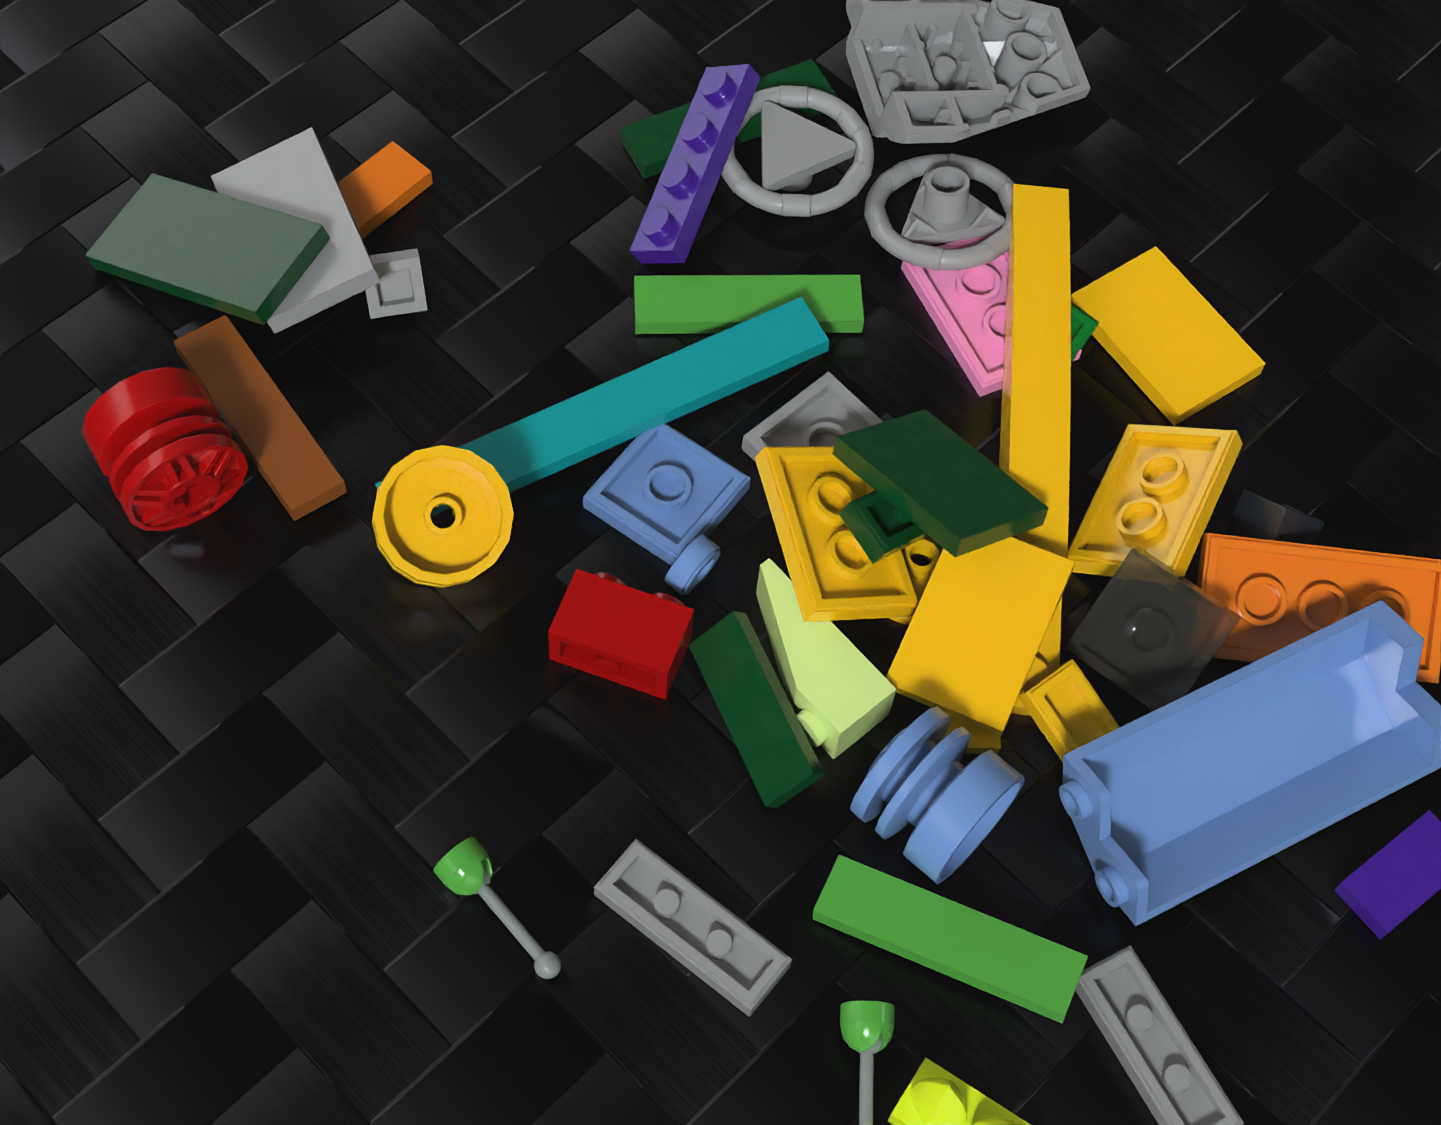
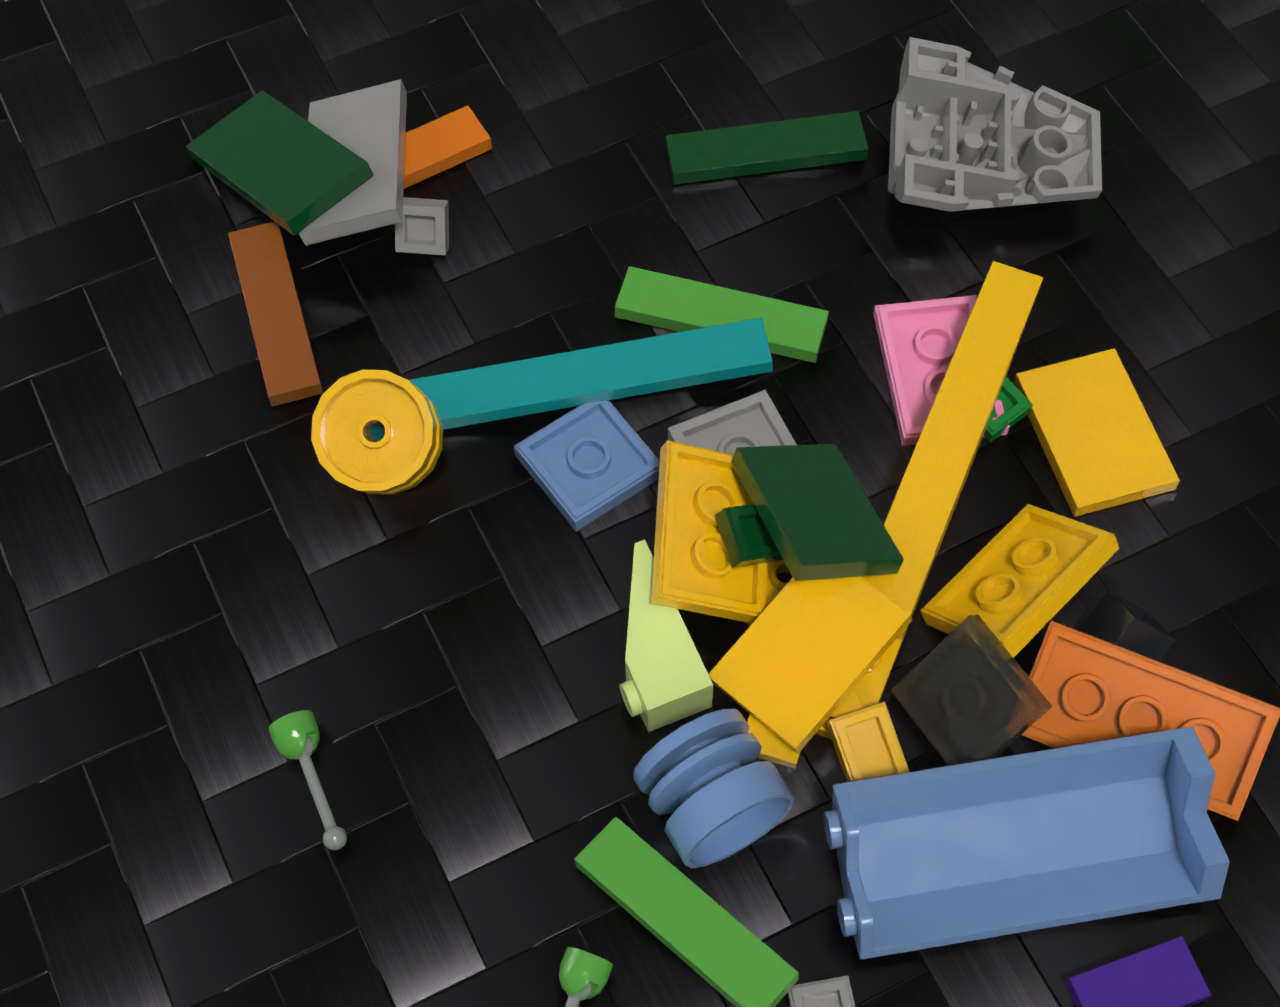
camera: 25 degrees right, 0 degrees up
(164, 449) = (178, 319): red wheel -> none
(621, 633) = (500, 571): red brick -> none
(692, 927) = (469, 843): light grey tile -> none
(693, 565) = (583, 529): medium blue tile -> none
(695, 164) = (714, 180): dark purple plate -> none
(756, 710) = (590, 670): dark green tile -> none
(798, 149) = (808, 188): light grey piece -> none
(942, 212) = (923, 272): light grey piece -> none

